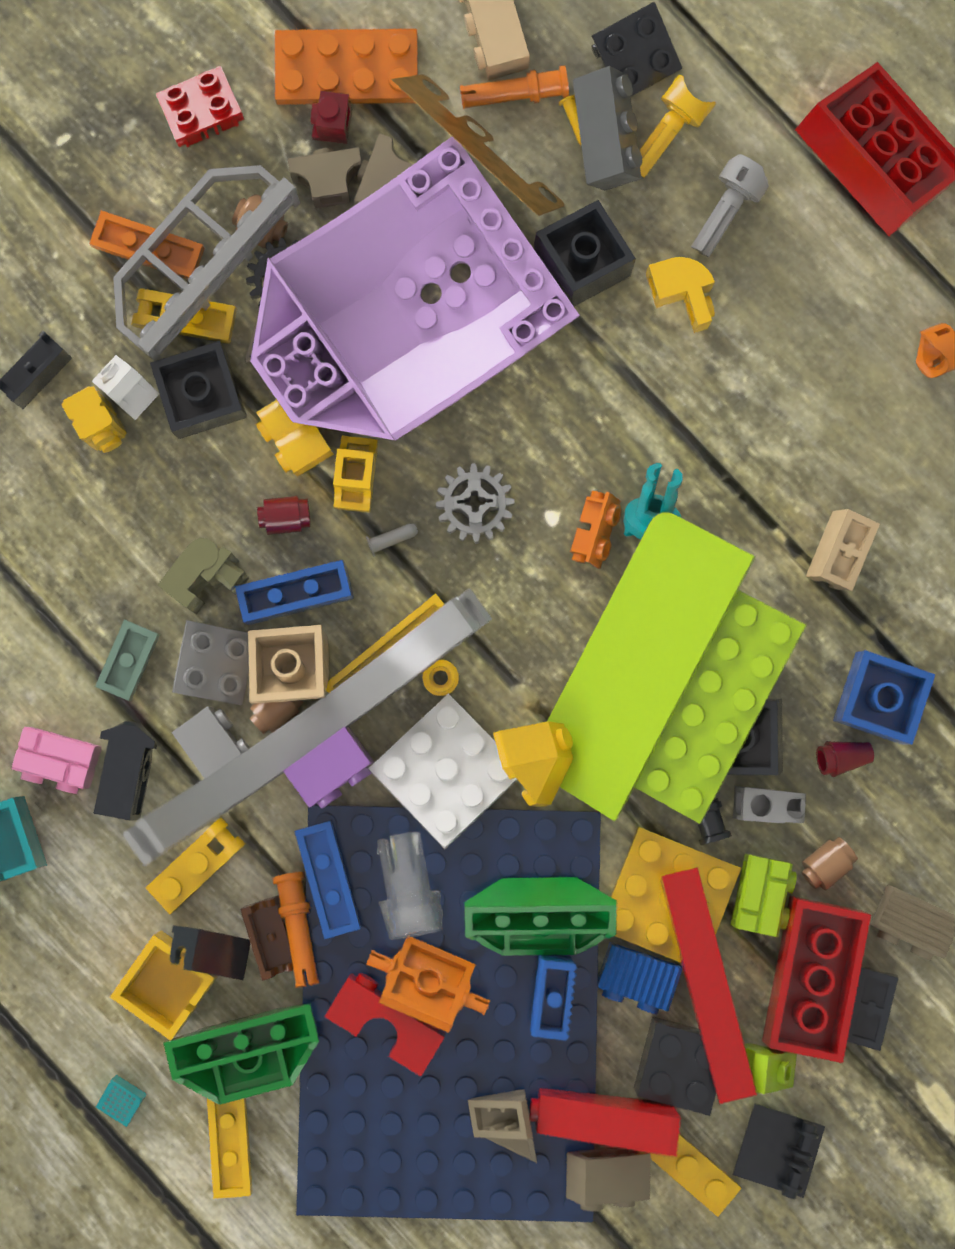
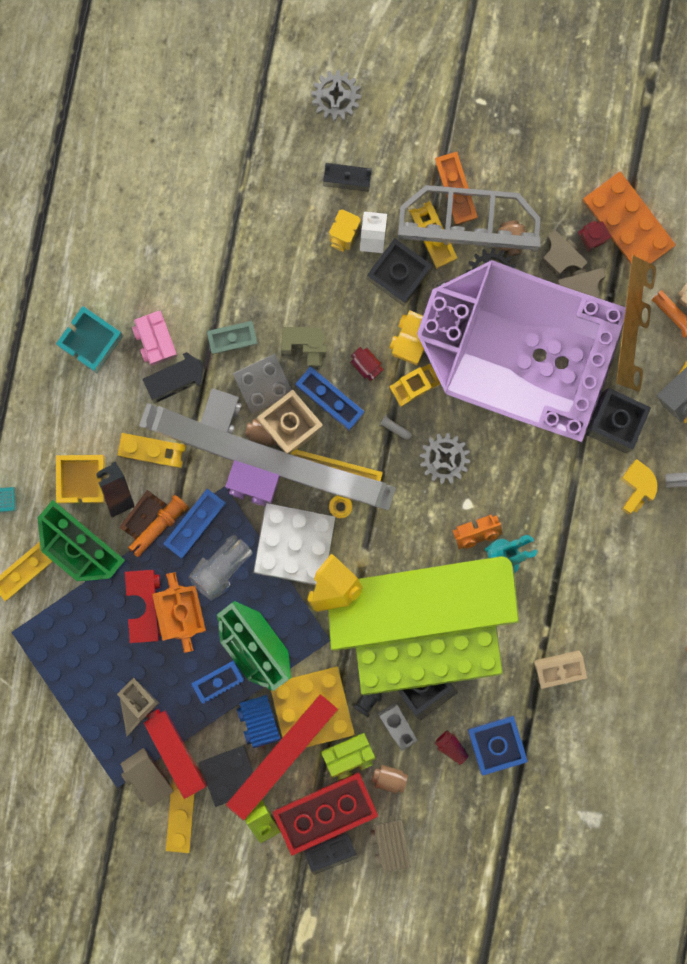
camera: 55 degrees right, 0 degrees up
(199, 106) = (550, 161): hinge -> none
(779, 1151) = (222, 859): black hinge -> none

